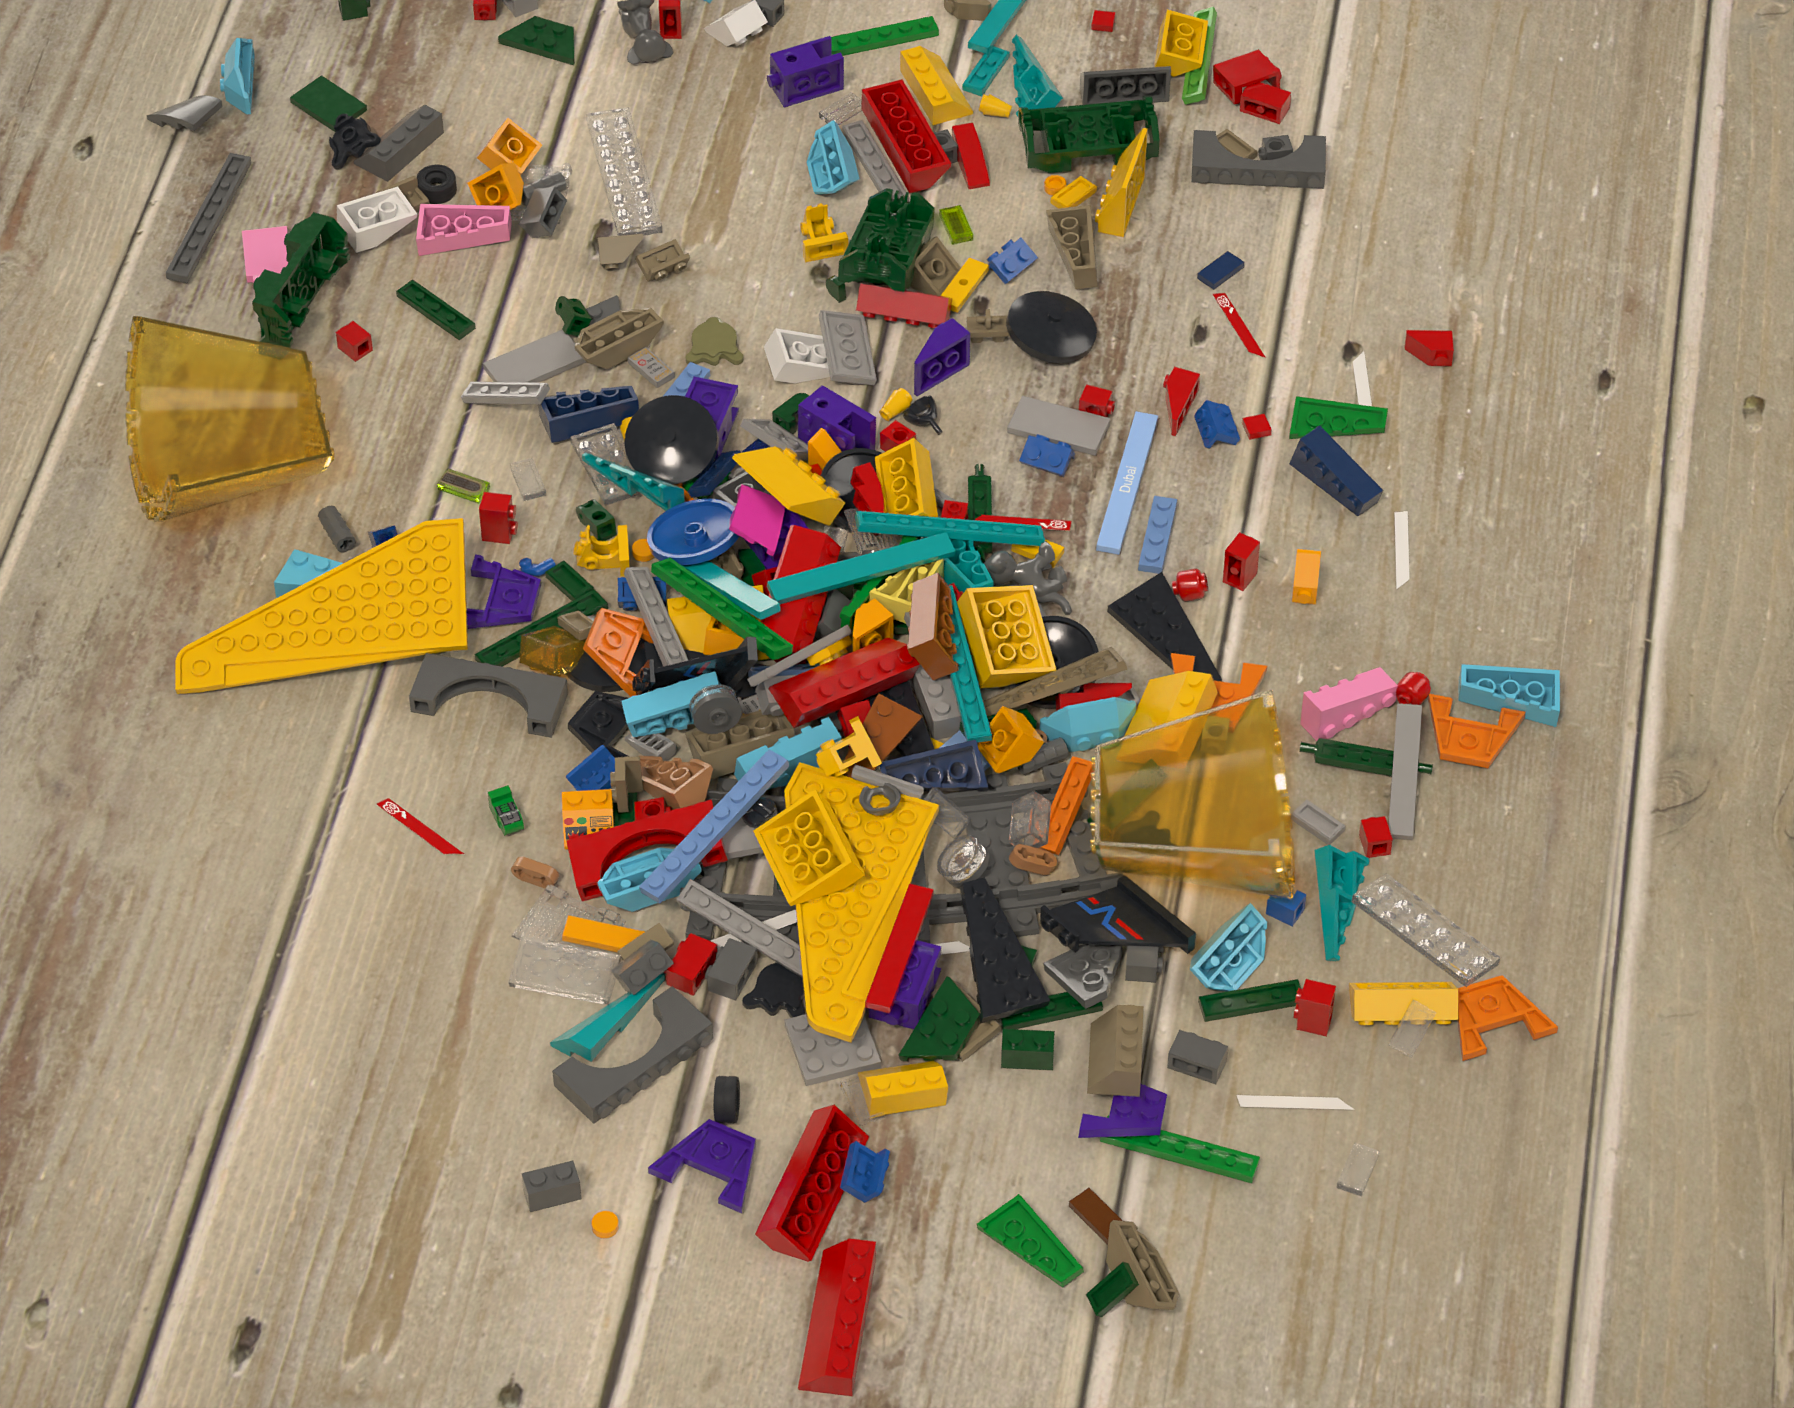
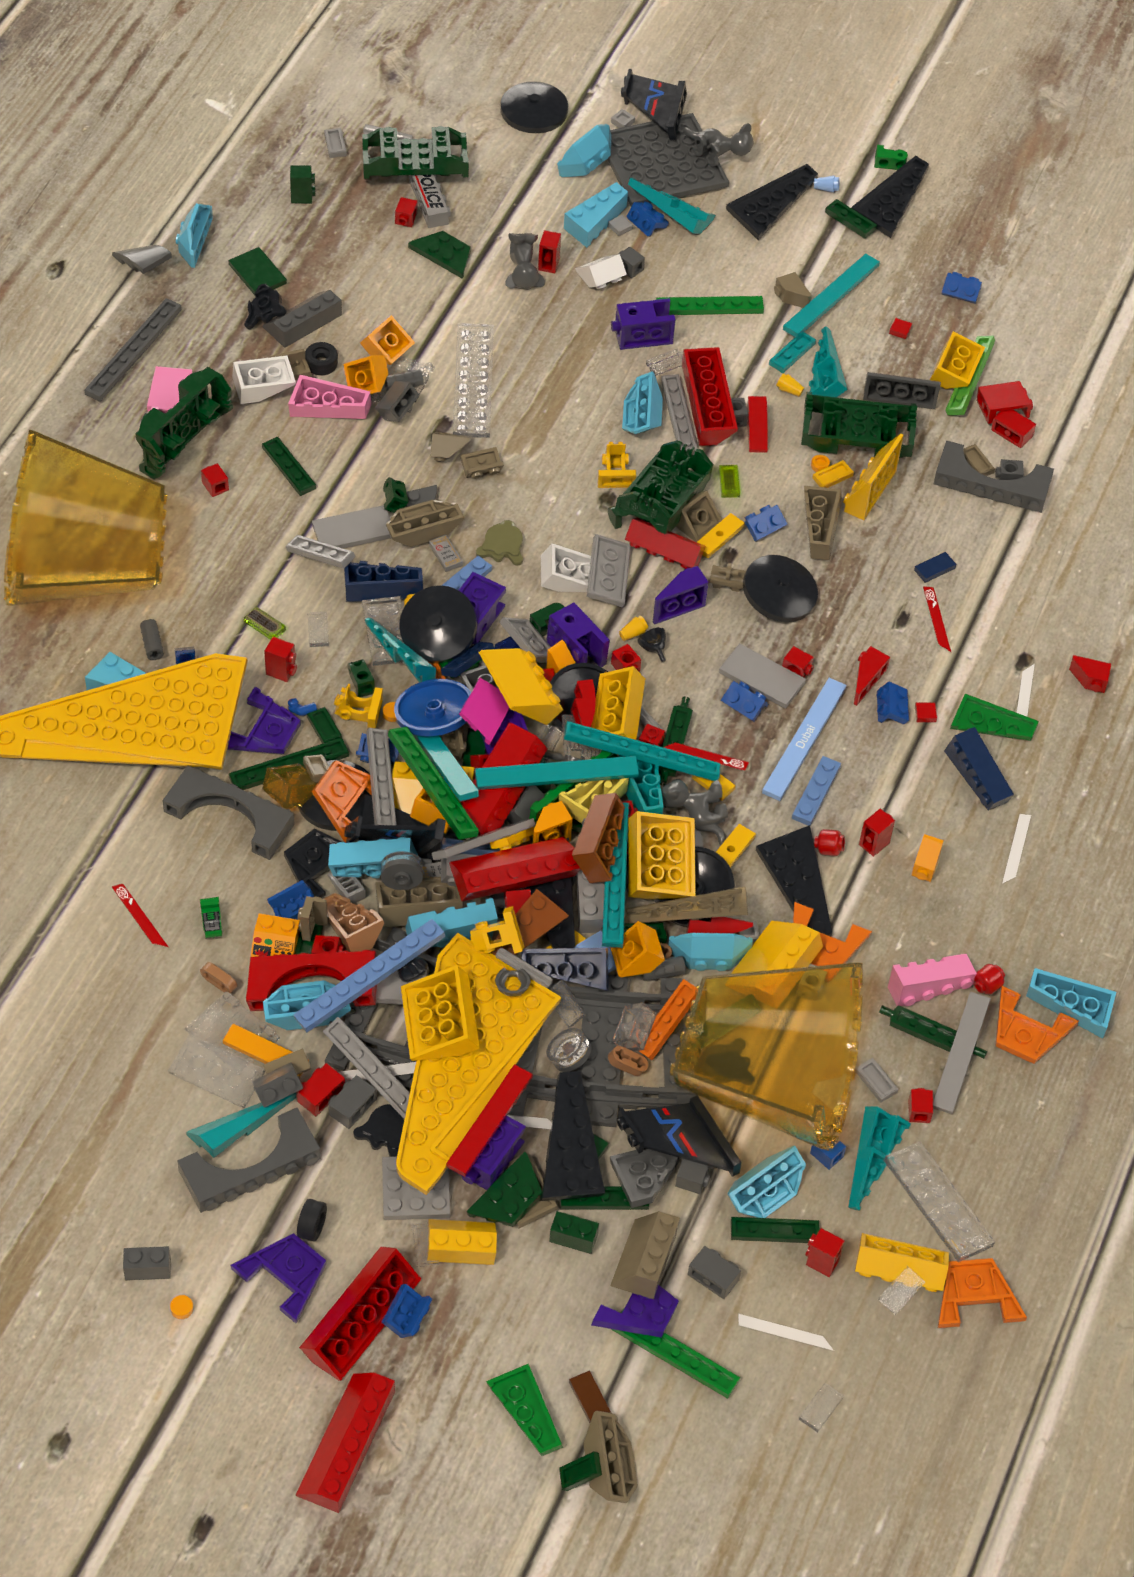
camera: 10 degrees right, 5 degrees up
(933, 85) = (746, 356): yellow slope -> none
(1085, 606) = (736, 844): none -> yellow tile

